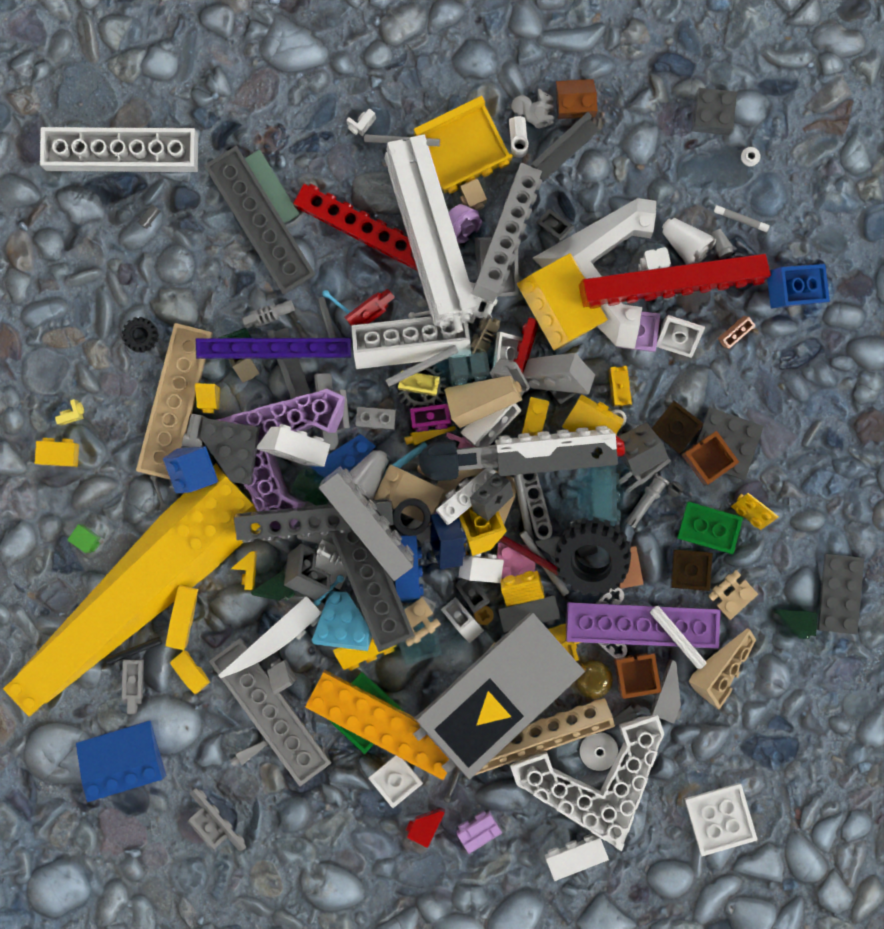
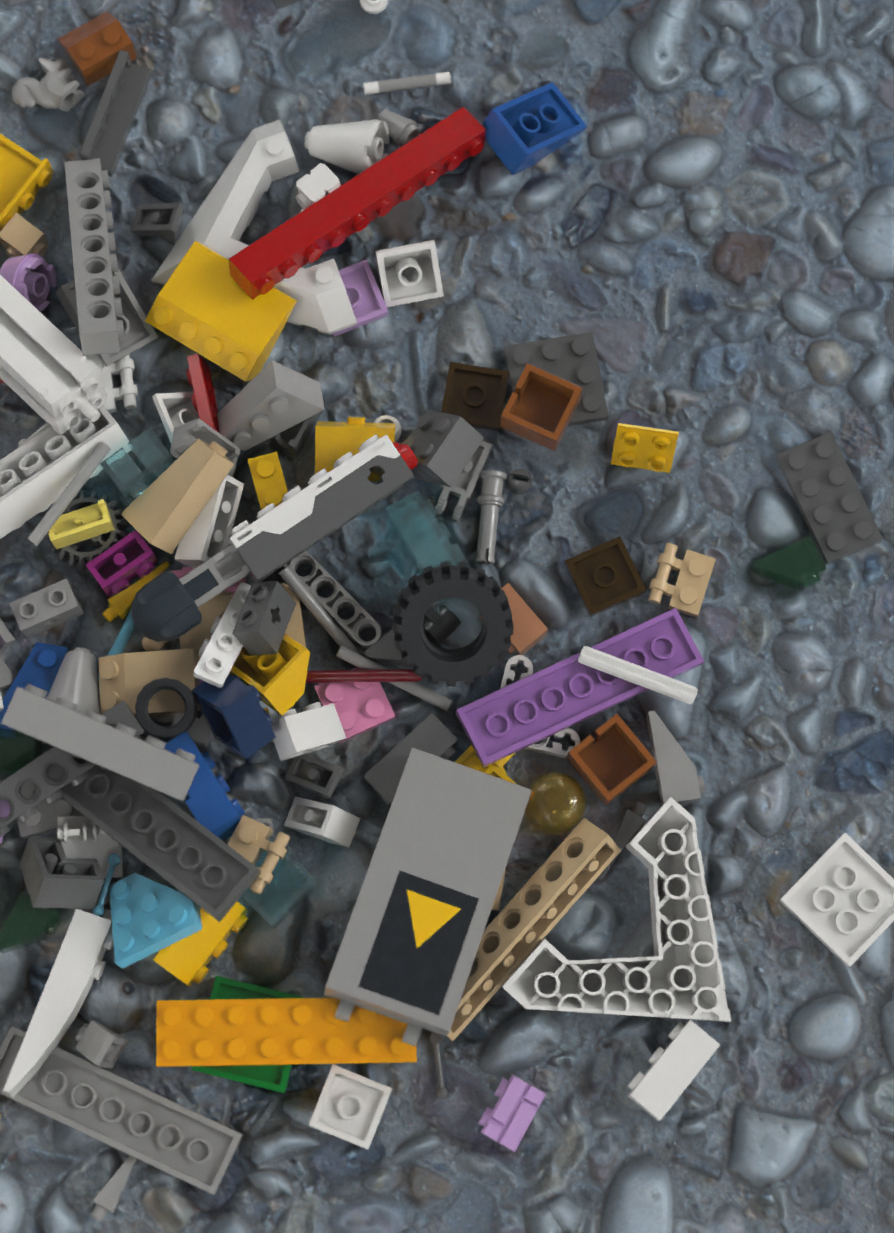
camera: 25 degrees left, 10 degrees down
(424, 826) = (429, 1151): red slope -> none
(477, 342) = (134, 395): dark tan hinge -> none
(485, 612) = (348, 802): pearl gold wheel -> none
(518, 136) = (44, 133): white piece -> none
(522, 588) = (381, 728): yellow brick -> none
(594, 742) = (615, 917): white dish -> none
(619, 386) = (365, 384): yellow hinge -> none
(710, 527) = (597, 505): green plate -> none
(716, 676) = (723, 697): tan wedge -> none
(736, 332) = (484, 229): nougat piece -> none

